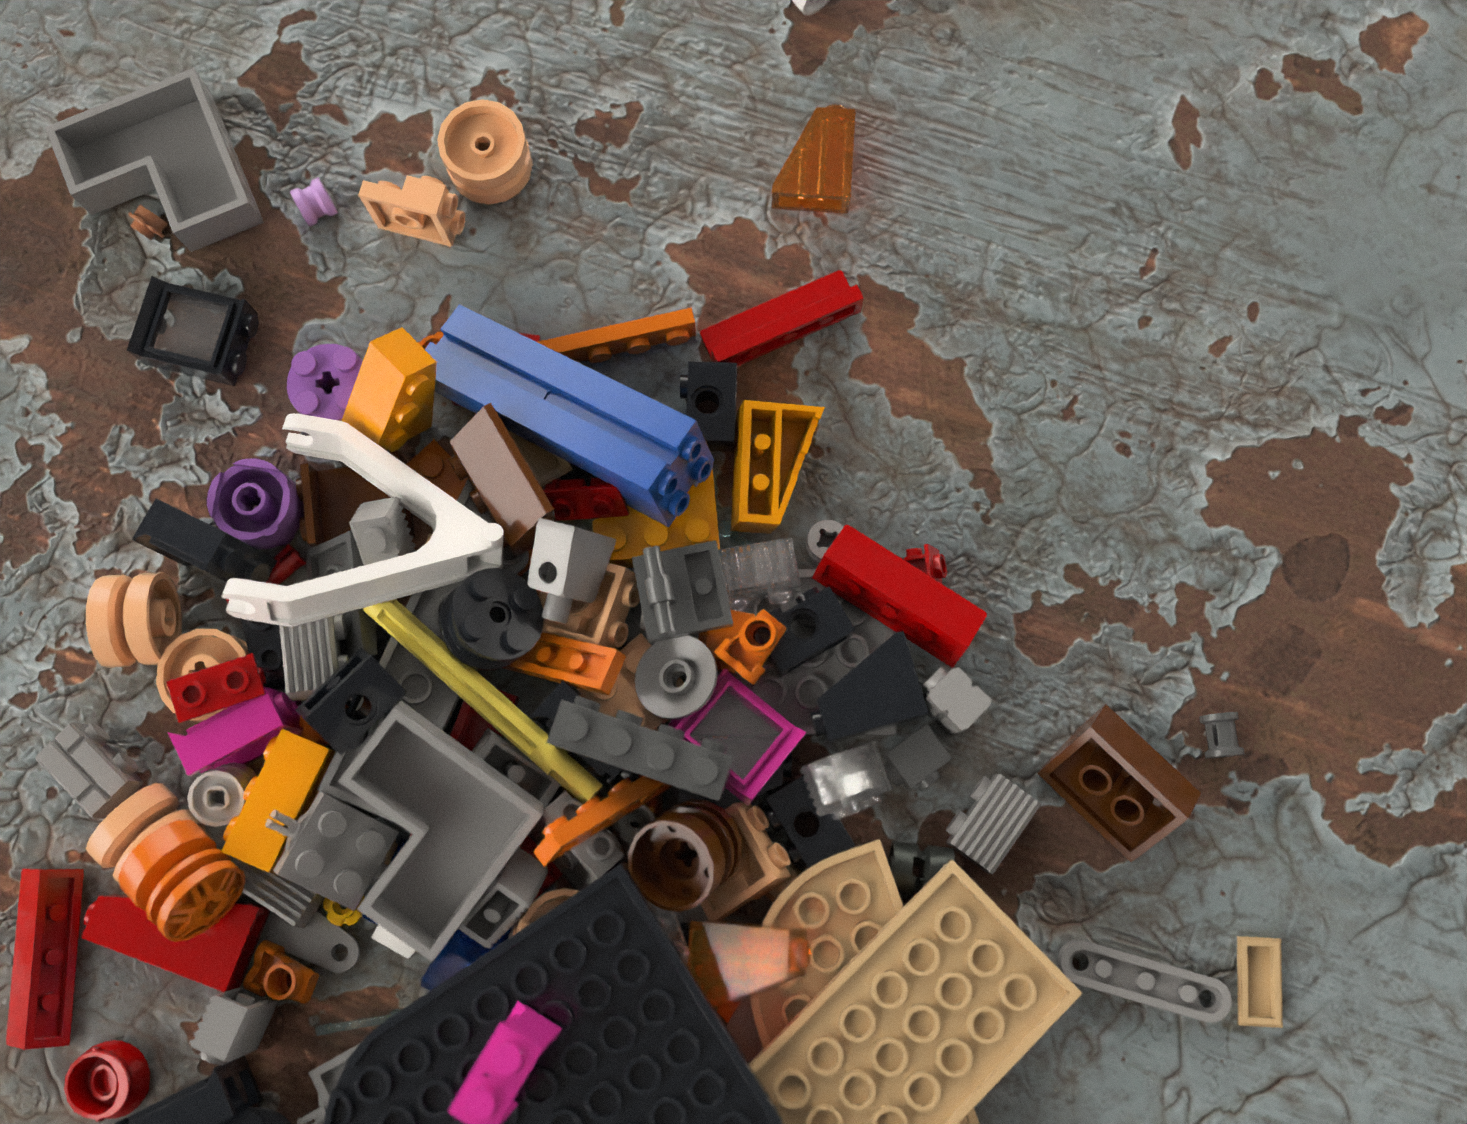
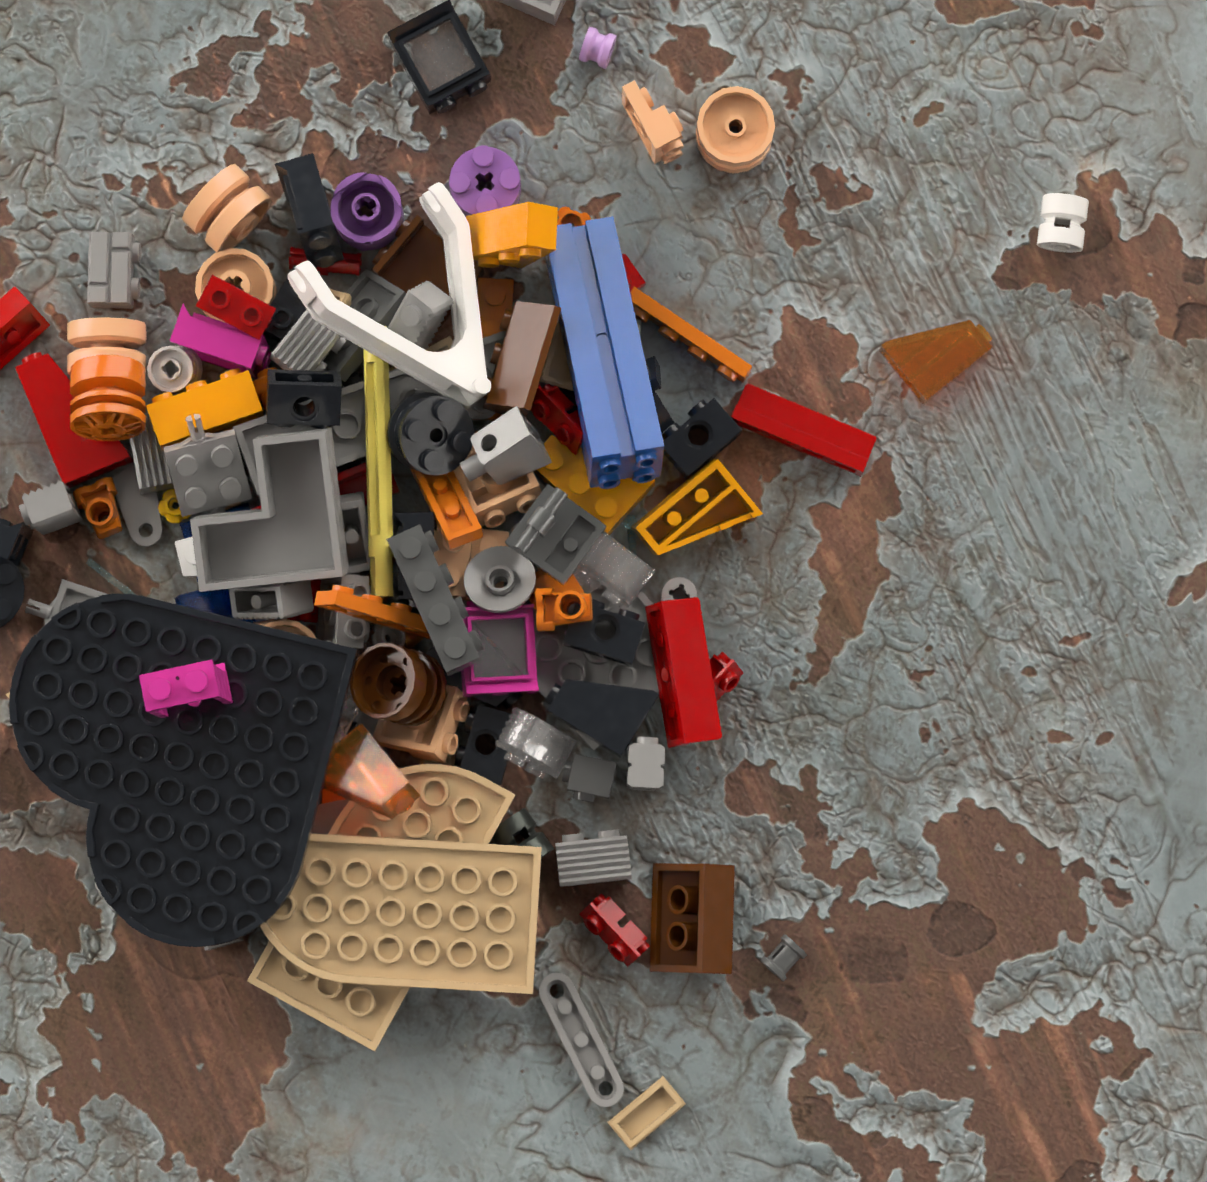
camera: 45 degrees right, 5 degrees up
(1089, 860) = (623, 943): none -> red hinge

